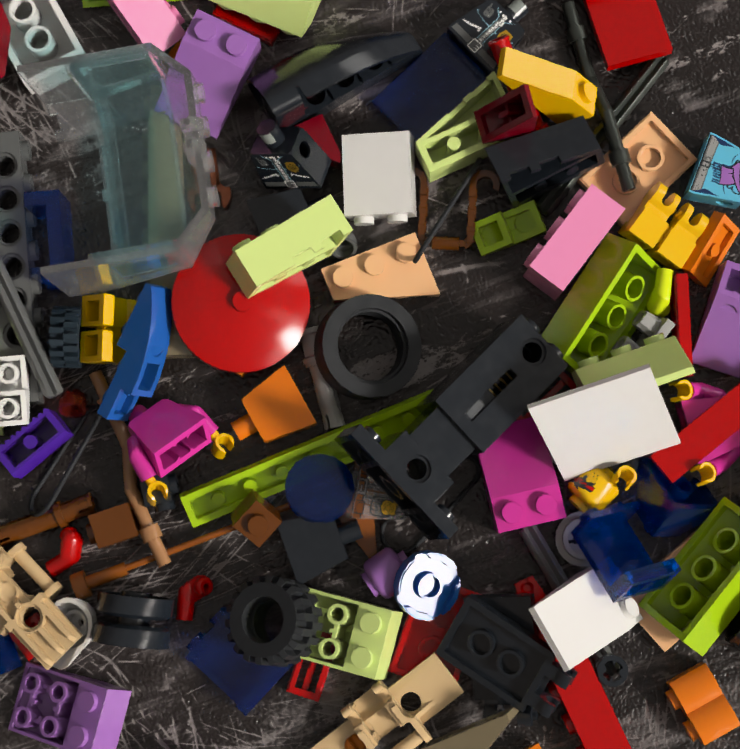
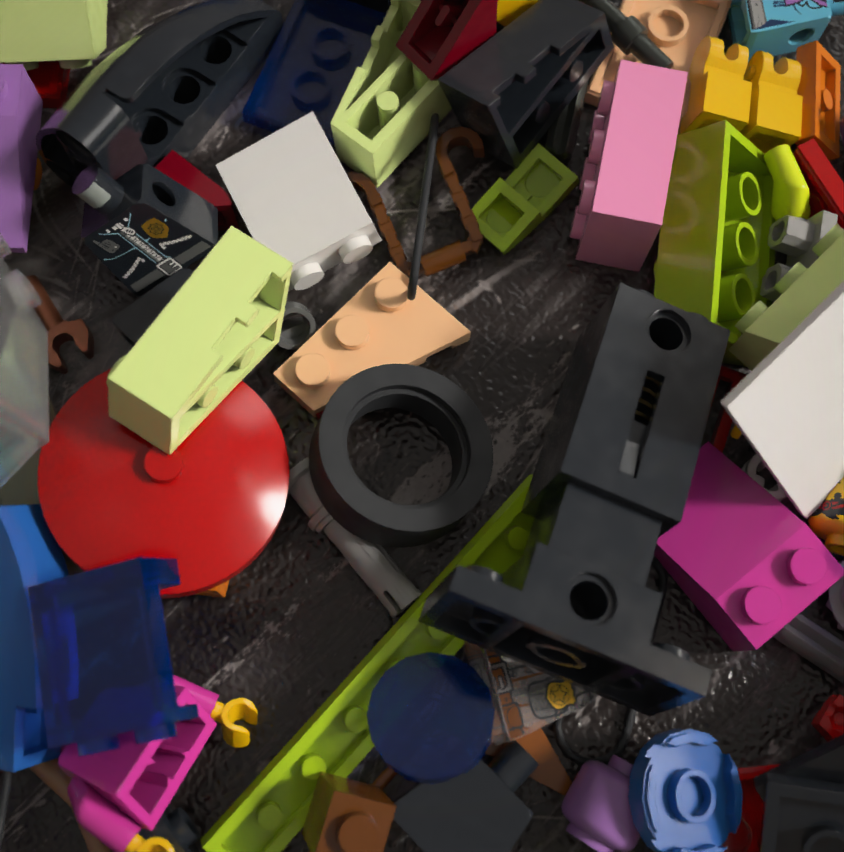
camera: 25 degrees left, 10 degrees down
(176, 386) = (106, 655): none -> clear blue panel
(274, 409) = (297, 622): orange torso -> none

